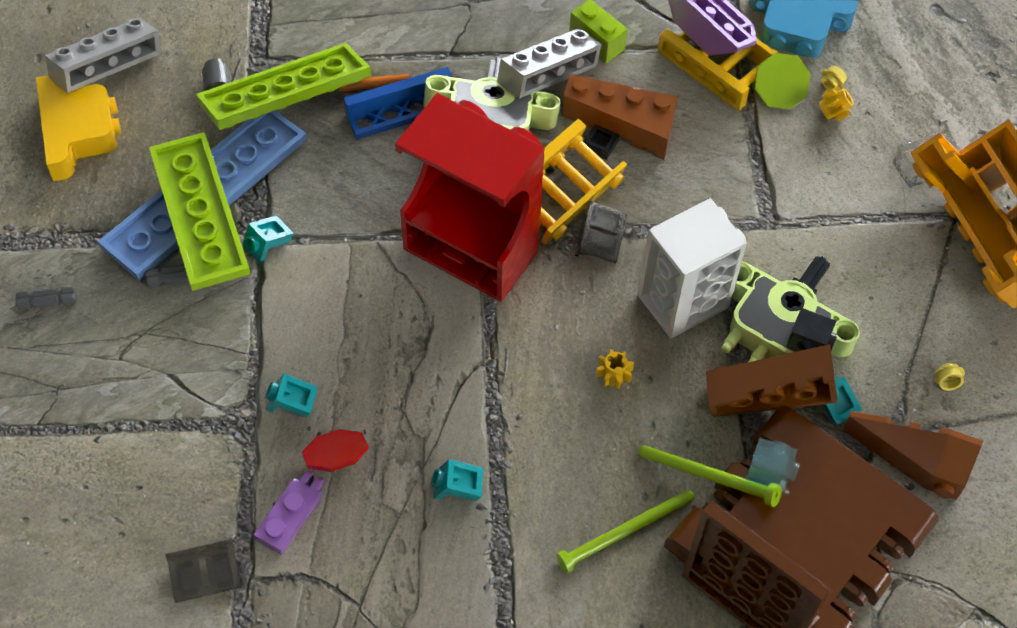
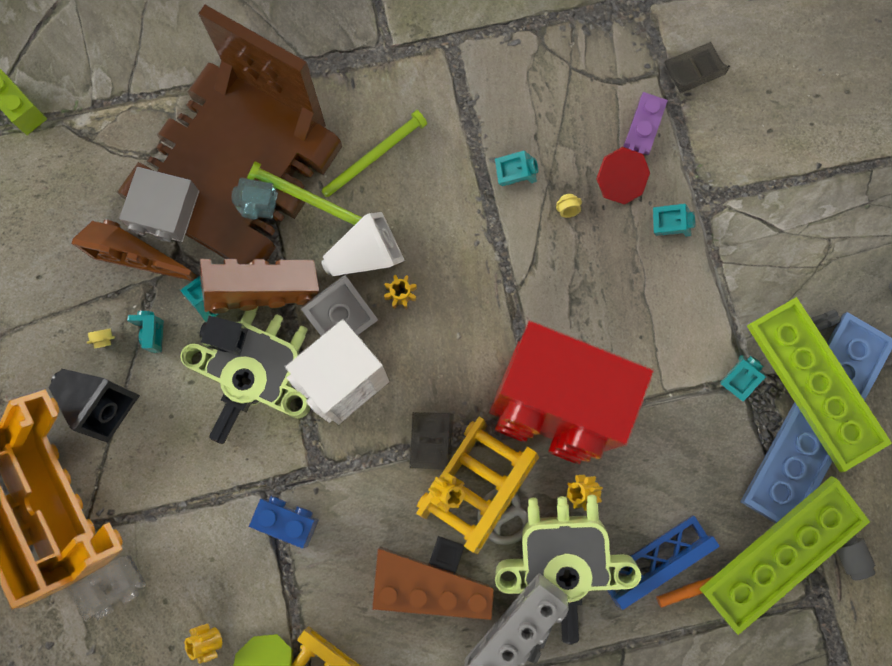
camera: 170 degrees right, 20 degrees up
(405, 432) = (569, 205): none -> light yellow plate
(595, 168) = (447, 492): none -> yellow gear
(648, 410) = (364, 248): none -> white slope
(685, 354) = (338, 303): none -> light grey plate
(756, 181) = (283, 522): none -> blue brick
(884, 473) = (159, 205): none -> light grey piece
(894, 376) = (152, 332): none -> teal bracket
(958, 312) = (91, 403): none -> black slope

